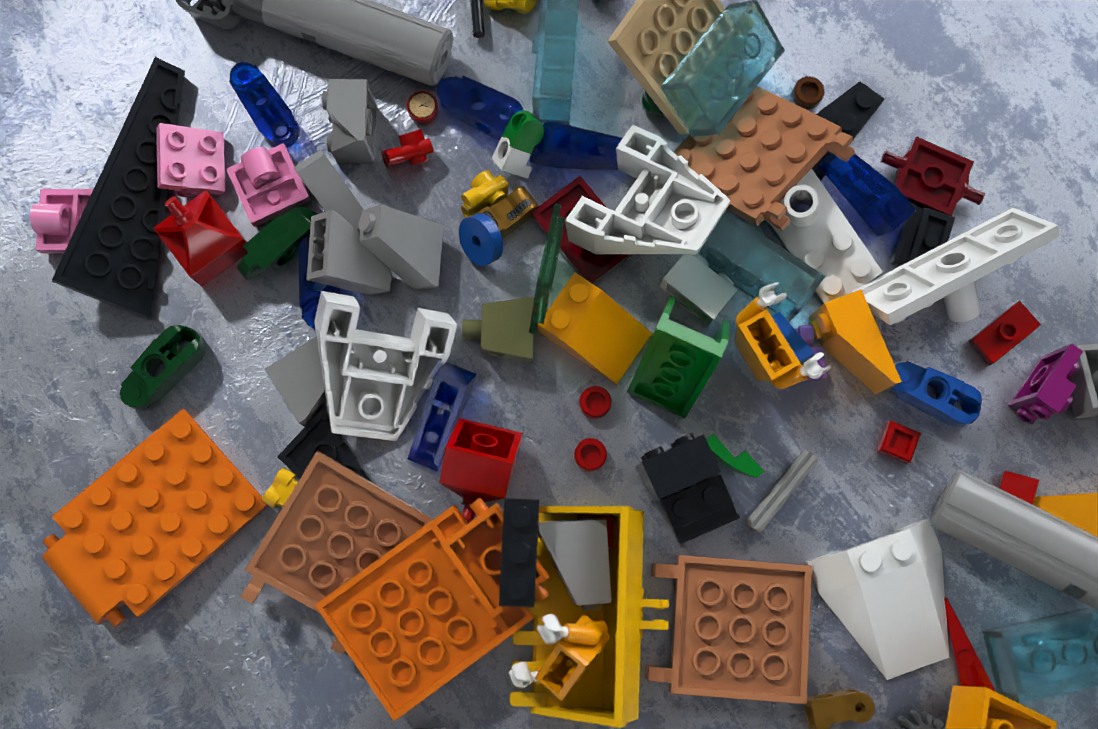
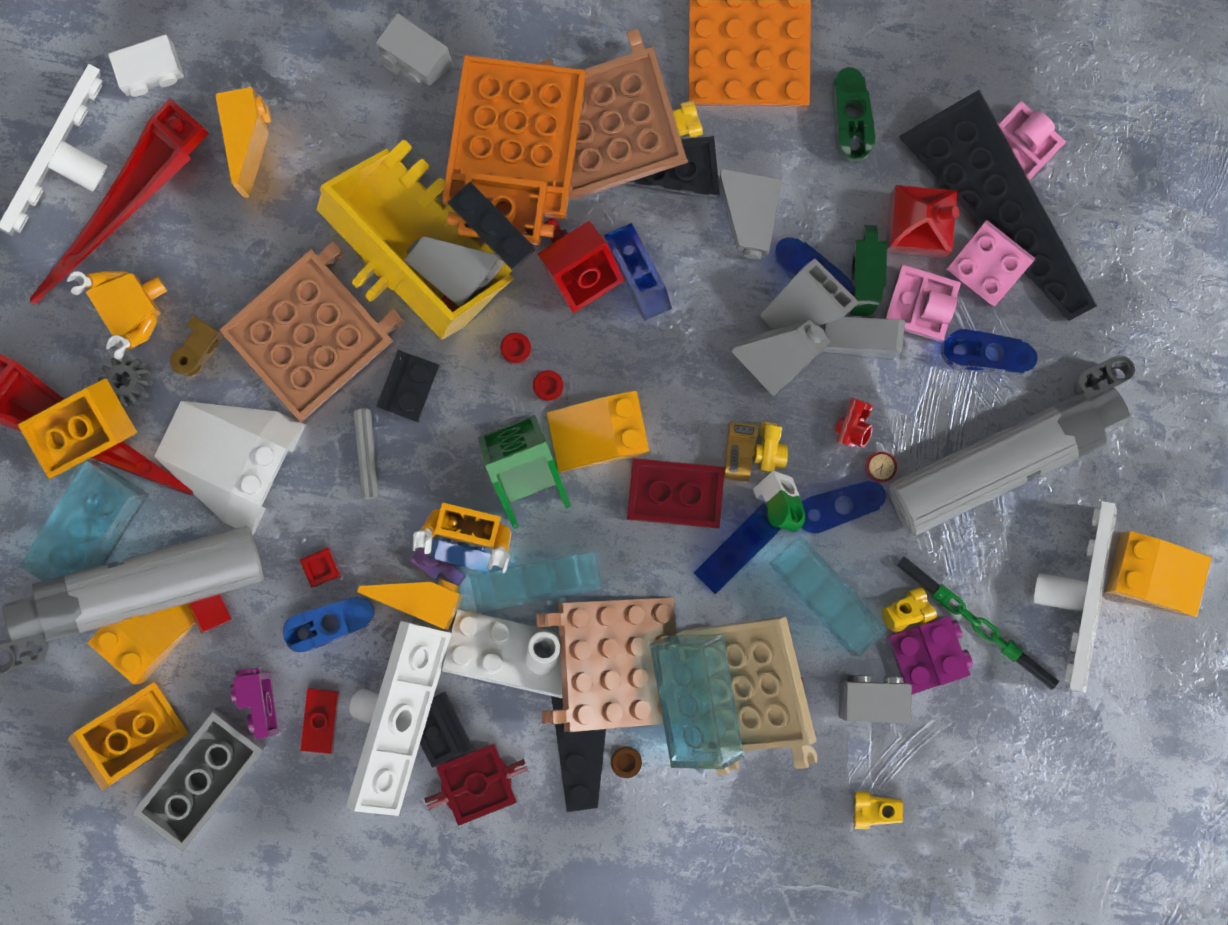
camera: 135 degrees right, 5 degrees up
(353, 119) = (911, 401): light grey slope -> none
(375, 376) = (705, 251): white wedge -> none
(480, 239) = (737, 411): blue piece -> none
(503, 329) = (656, 369): olive torso -> none
(547, 269) = (666, 428): clear green piece -> none
(569, 658) = (395, 201): light orange torso -> none
(663, 211) = (630, 548): white wedge -> none
(677, 468) = (448, 390): black brick -> none
(698, 287) = (558, 533): white piece -> none
(741, 464) = (411, 439): green slope -> none
(868, 192) = (509, 722): clear blue slope -> none

